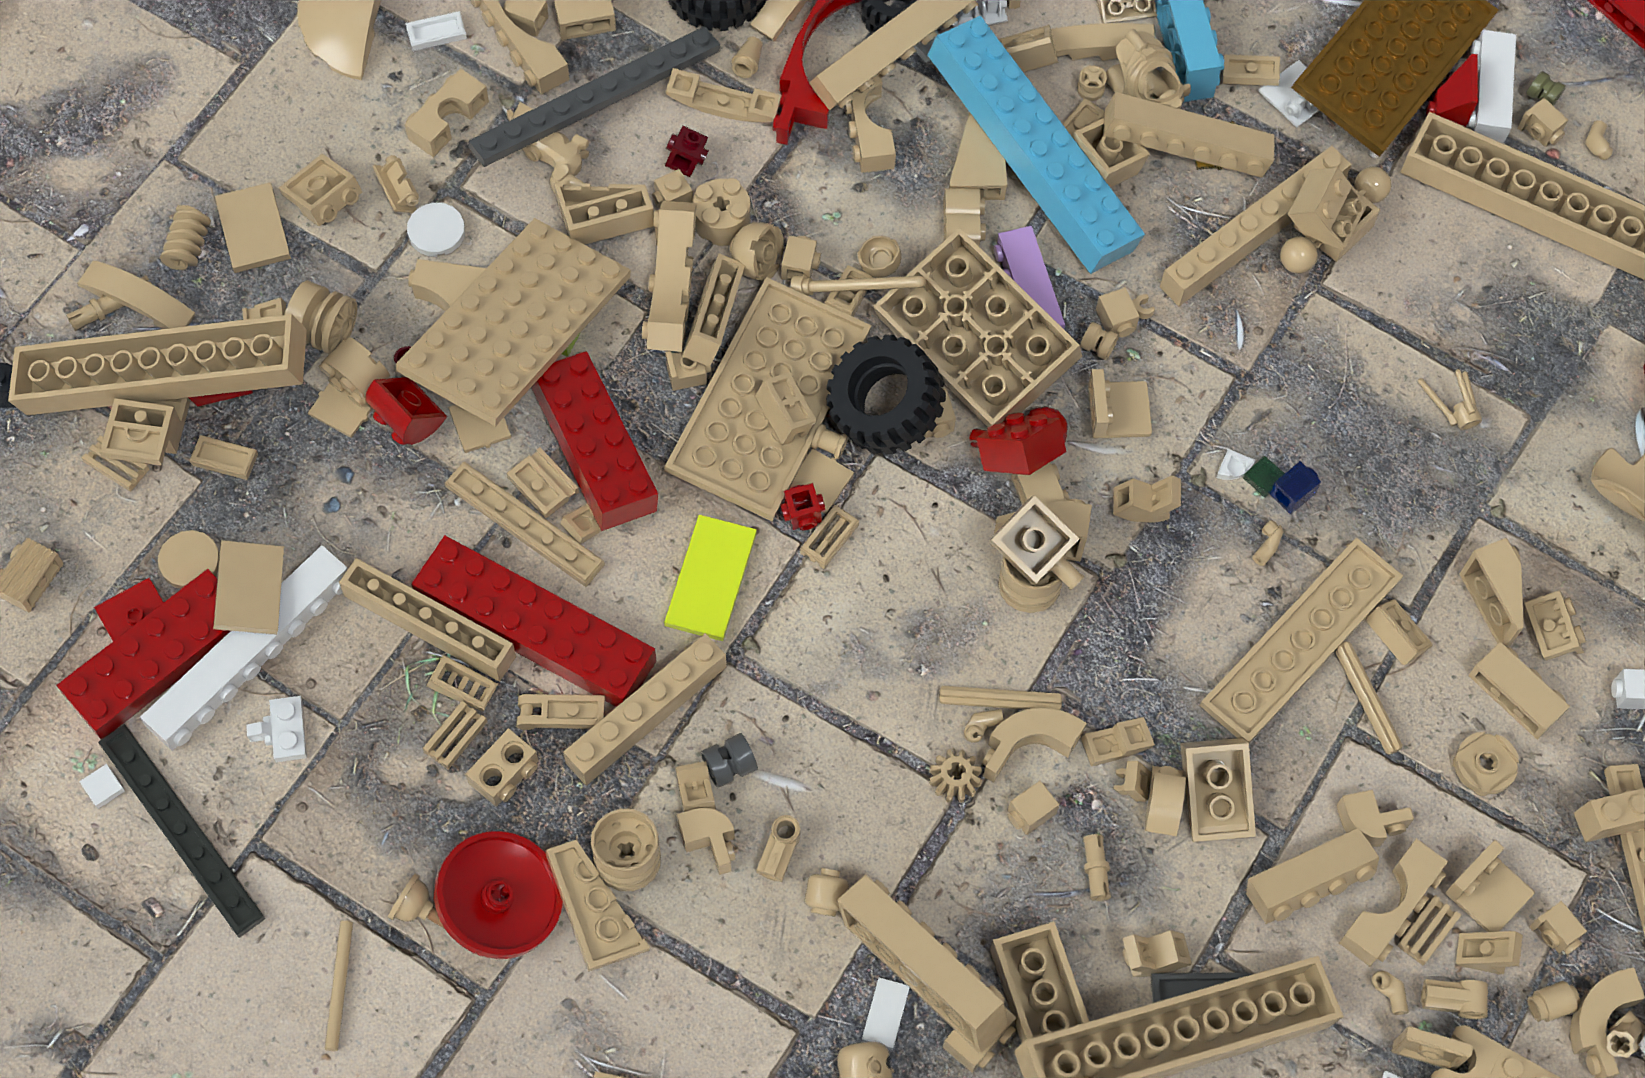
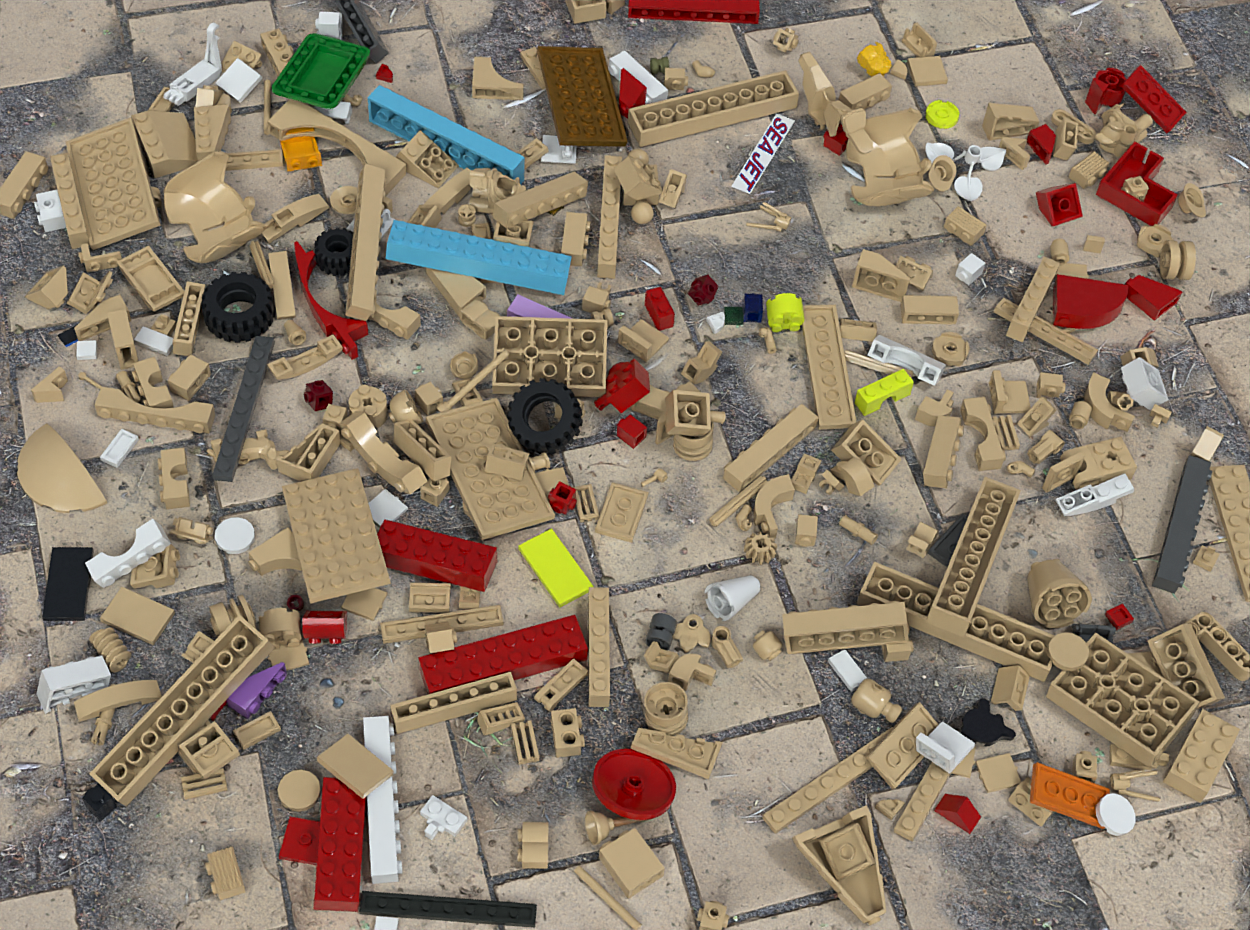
camera: 50 degrees left, 10 degrees down
(114, 236) = (71, 680): none -> white wedge
(229, 132) = (67, 584): none -> black tile
(263, 412) = (254, 689): none -> medium lavender slope
(331, 852) = (534, 845): none -> tan brick
(333, 156) = (148, 542): none -> white arch
(400, 974) = (631, 862): none -> tan brick
(492, 534) = (440, 637): none -> tan brick
(615, 341) = (386, 507): none -> white piece
(761, 799) = (690, 636): none -> tan plate
(856, 585) = (621, 512): none -> tan tile
(856, 798) = (731, 595): none -> white cone
(946, 581) = (659, 475): none -> tan hand
(974, 502) = (631, 431): none -> red brick
(1111, 672) = (770, 447): none -> tan brick
(1180, 388) = (659, 309): none -> red brick
(1182, 217) = (575, 237): none -> tan brick
(1258, 412) = (703, 290): none -> dark red brick
(1311, 728) = (873, 395): none -> neon yellow arch
(1323, 529) = (785, 312): none -> neon yellow brick
(1375, 255) = (673, 188): none -> tan slope
(1397, 690) = (895, 353): none -> white arch
(1551, 310) = (763, 153): none -> sticker

